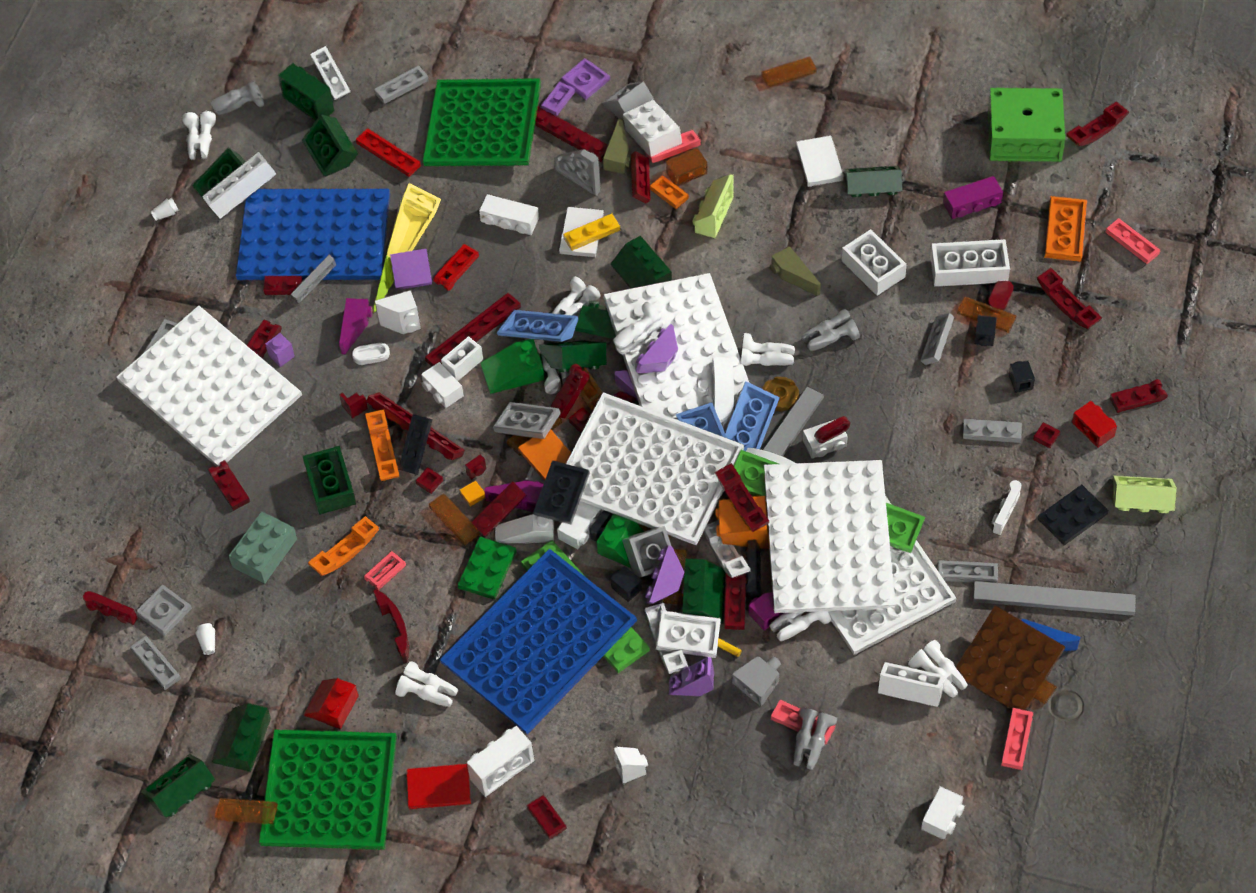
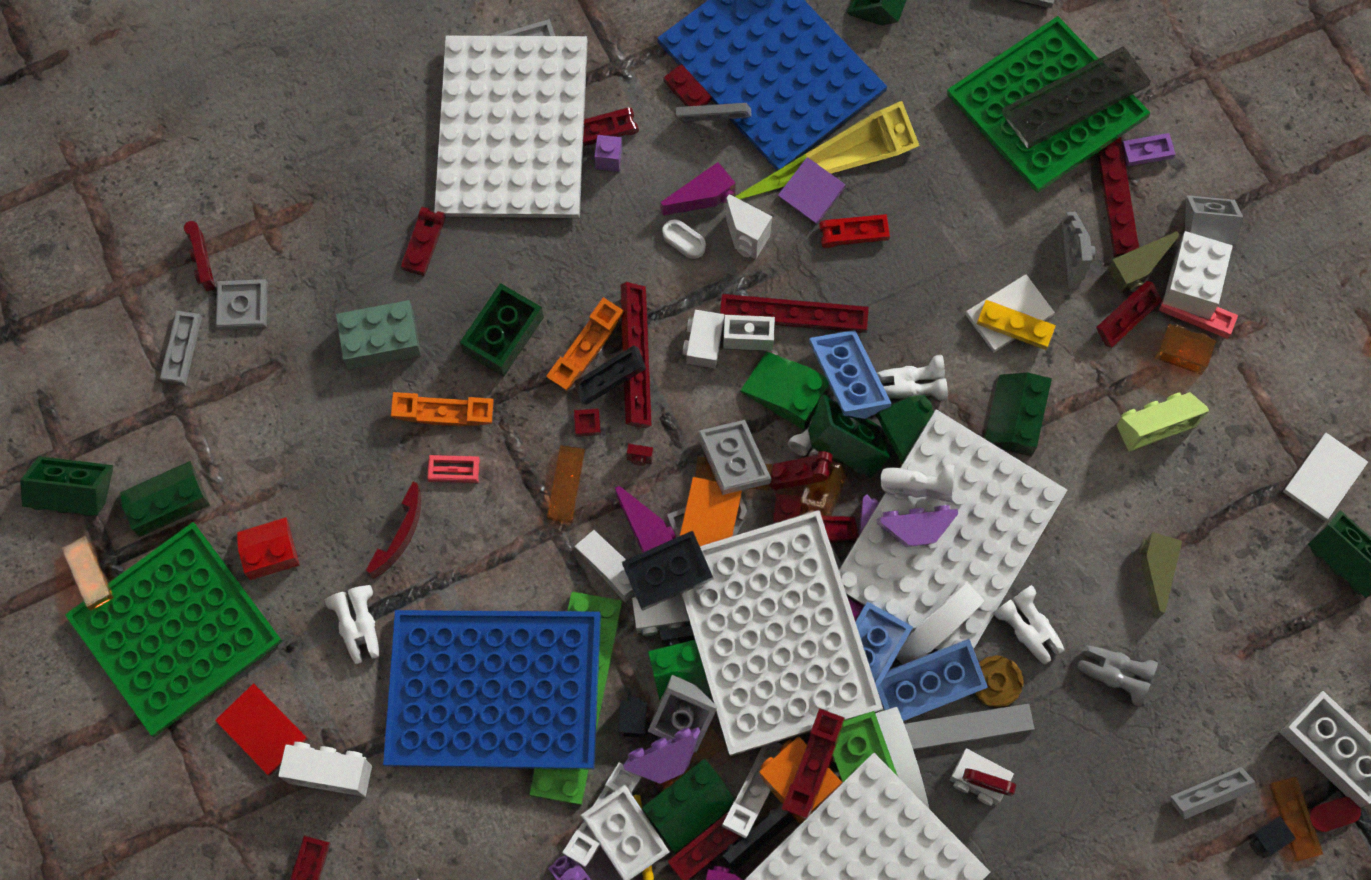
camera: 45 degrees right, 15 degrees up
(206, 637) = (241, 371): white cone -> none
(354, 404) = (610, 274): dark red panel -> none
(388, 152) = (928, 47): red plate -> none
(472, 493) = (610, 475): light orange tile -> none
(487, 568) = (538, 564): green plate -> none
(494, 104) = (1075, 97): none -> clear smoke plate
(499, 509) = (608, 520): dark red plate -> none
(509, 214) = (961, 226): white brick -> none
(585, 78) = (1200, 154): medium lavender tile -> none
(669, 192) = (1138, 358): orange plate -> none
(873, 262) = (1245, 645): white brick -> none

